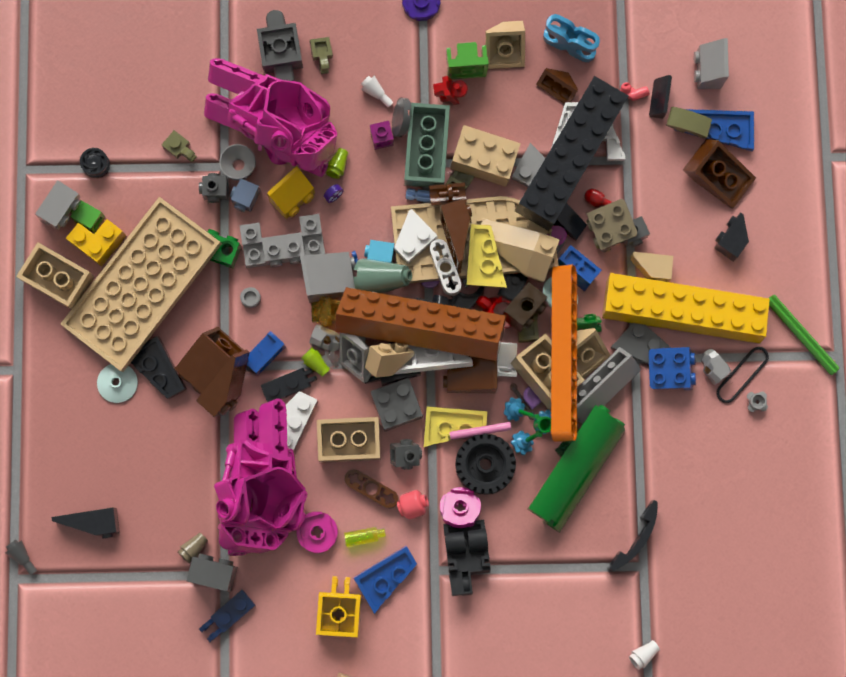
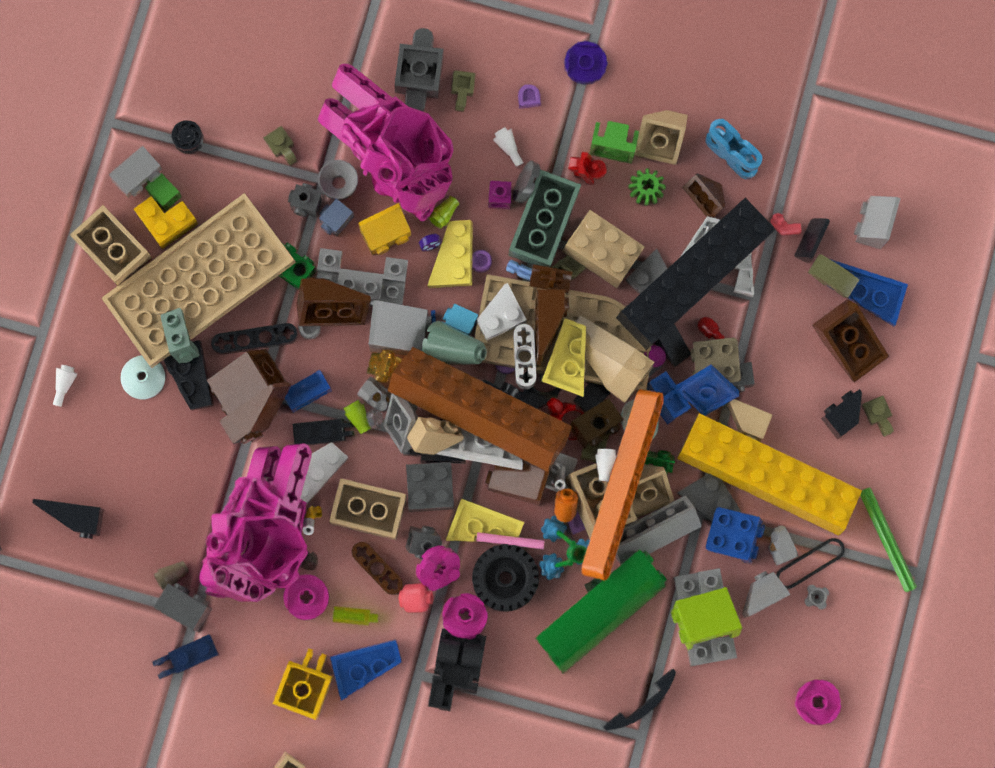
camera: 15 degrees right, 0 degrees up
(48, 405) = (64, 379): none -> white cone
(137, 338) = (177, 336): none -> sand green bracket
(204, 318) = (255, 342): none -> black beam
(263, 271) = (330, 304): none -> reddish brown slope
(299, 463) = (309, 520): none -> arm
(311, 500) = (310, 561): none -> clear smoke hinge
(358, 200) = (454, 258): none -> light yellow wing
(381, 44) = (529, 97): none -> medium lavender tile
(382, 197) = (481, 261): none -> medium lavender tile
(434, 473) = (445, 575): none -> dark pink plate
(499, 88) = (642, 180): none -> bright green gear
(506, 362) = (560, 475): none -> white arm
(519, 385) = (566, 505): none -> orange brick
(543, 338) = (605, 461): none -> white cone
(611, 251) = (707, 390): none -> blue tile
(660, 450) = (714, 649): none -> light grey bracket
(669, 447) = (706, 617): none -> lime panel
(712, 411) = (763, 593): none -> light grey slope
(761, 228) = (878, 412): none -> olive plate
(790, 502) = (817, 689): none -> dark pink plate

